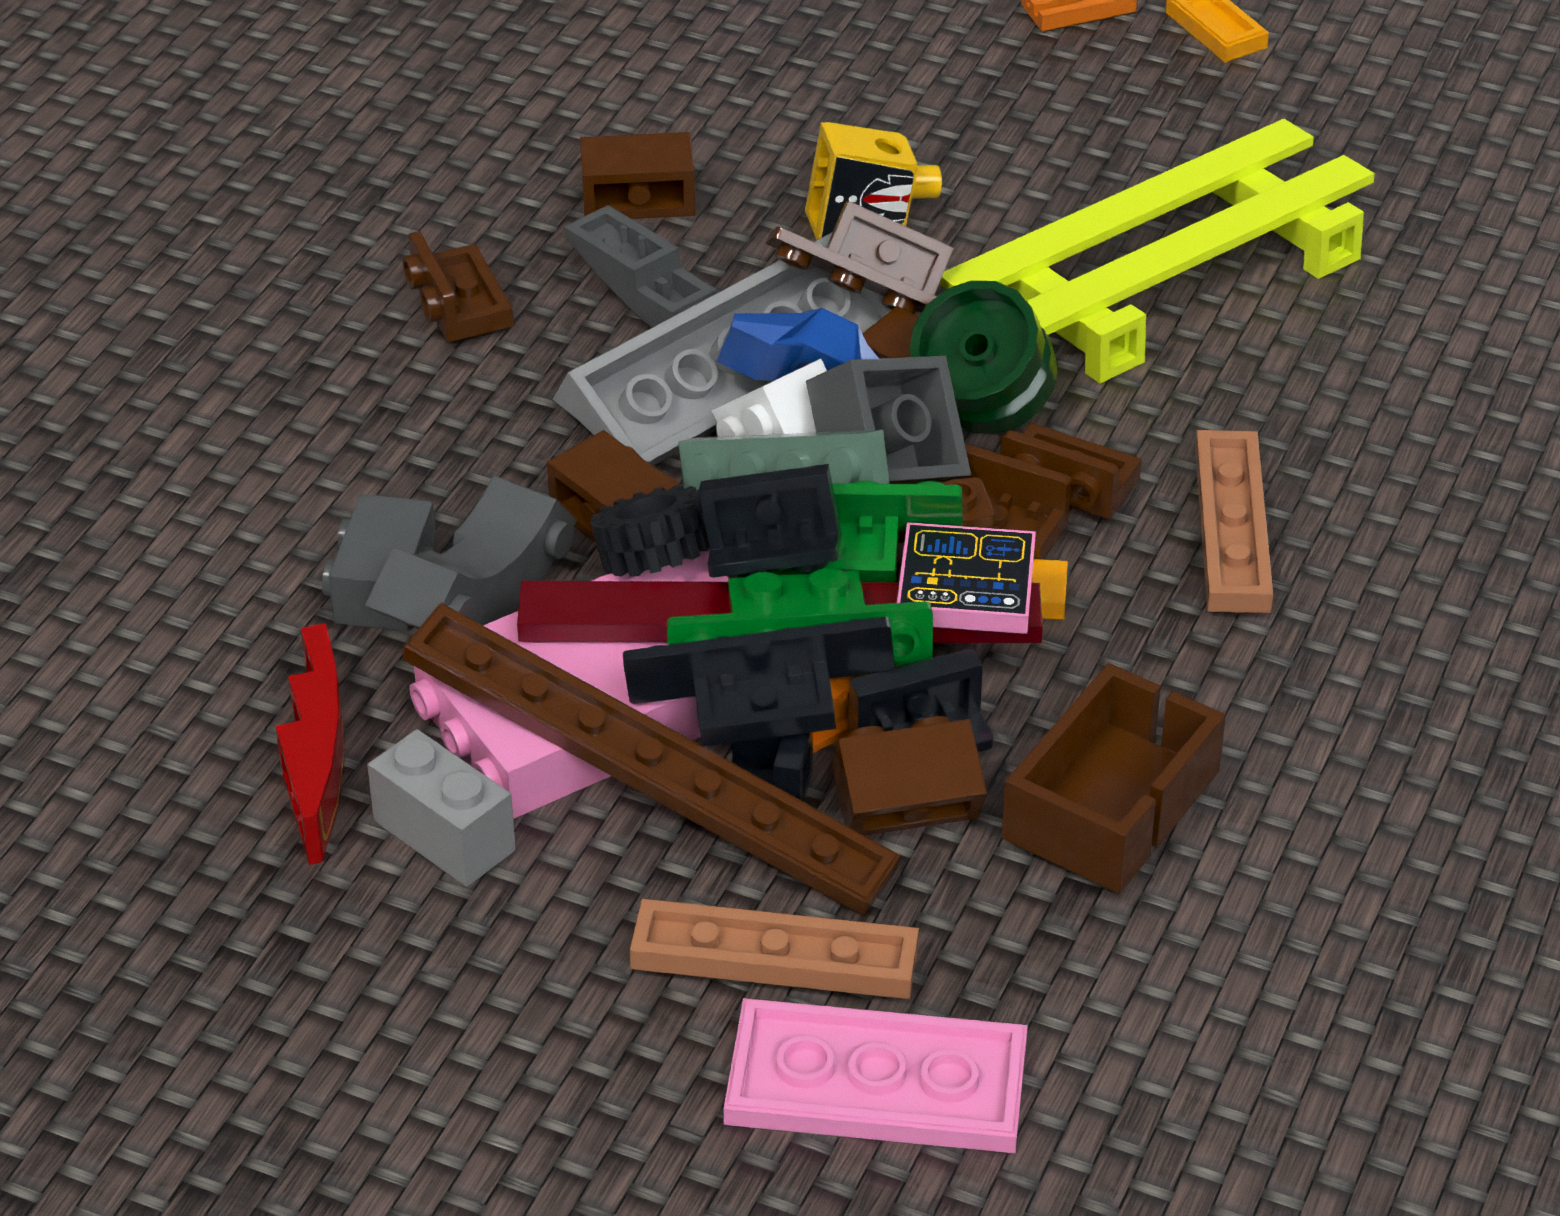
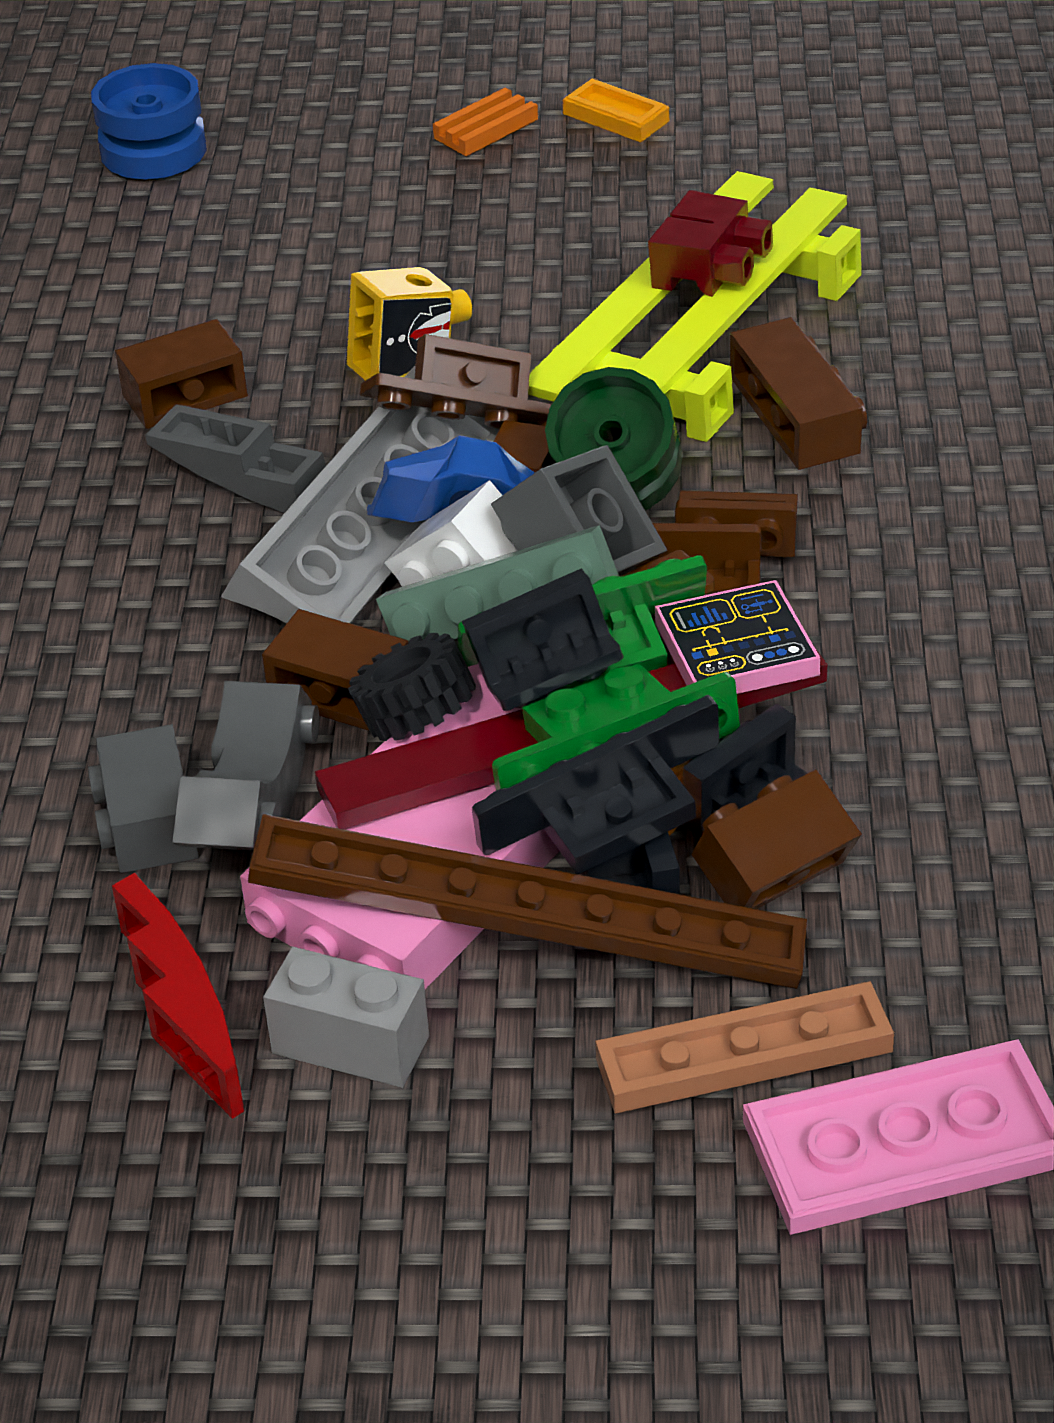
camera: 20 degrees left, 0 degrees up
(456, 289) = (67, 522): reddish brown bracket -> none
(1100, 784) = (958, 804): reddish brown piece -> none
(1190, 184) = (708, 243): none -> dark red hips
(1208, 357) = (796, 393): none -> reddish brown brick
(1233, 522) = (908, 527): nougat plate -> none

